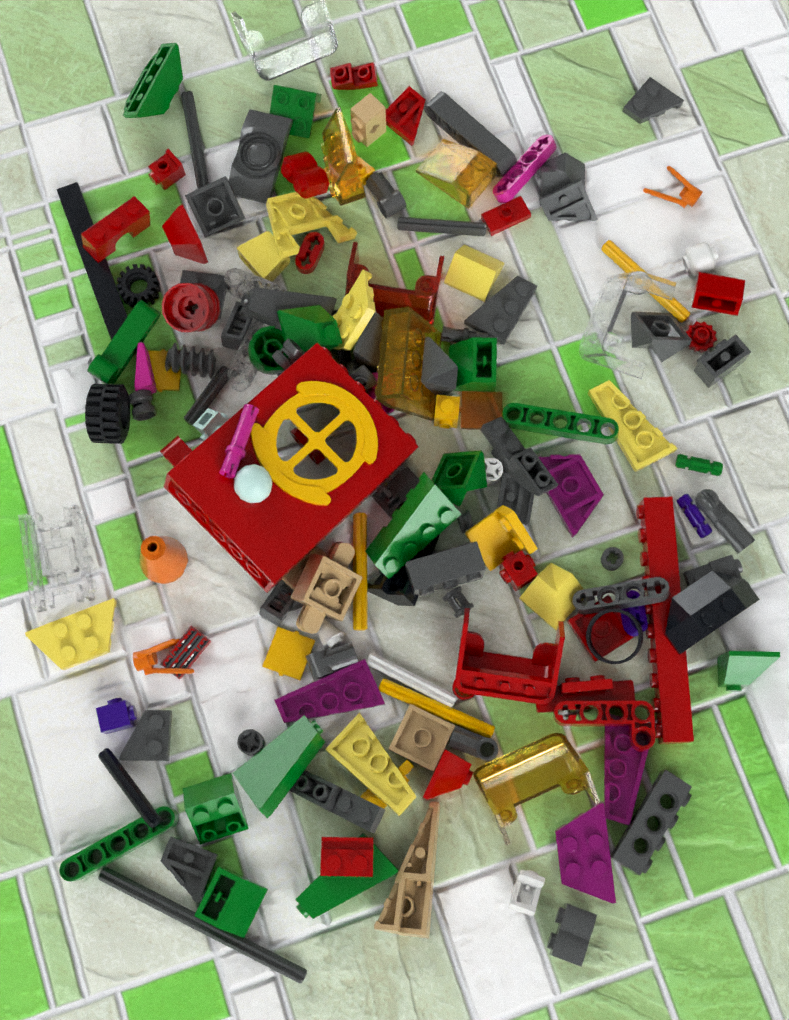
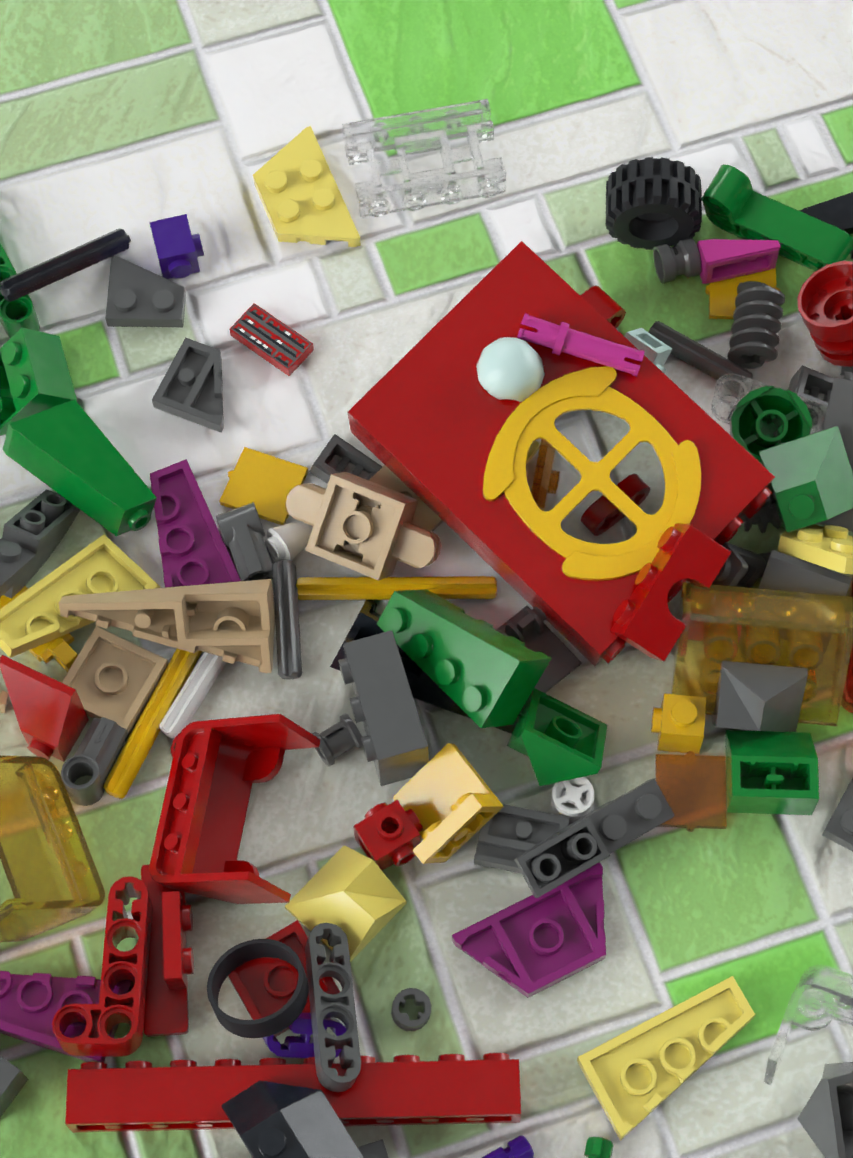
camera: 90 degrees right, 10 degrees down
(148, 658) = (262, 285): orange plant -> none
(162, 559) = (419, 291): orange cone -> none
(219, 698) = (194, 386): none -> dark grey wing
(250, 742) = (123, 428): dark grey wheel -> none
(288, 354) = (760, 441): dark grey wheel -> none
(371, 396) = (645, 617): none -> red arch
(382, 633) = (287, 620): none -> dark grey axle
(386, 674) = (215, 618): none -> tan wedge
(459, 335) = (830, 757): dark grey pin -> none
(465, 521) = (480, 752): dark grey bush -> none
(569, 431) = (656, 935): green beam -> none

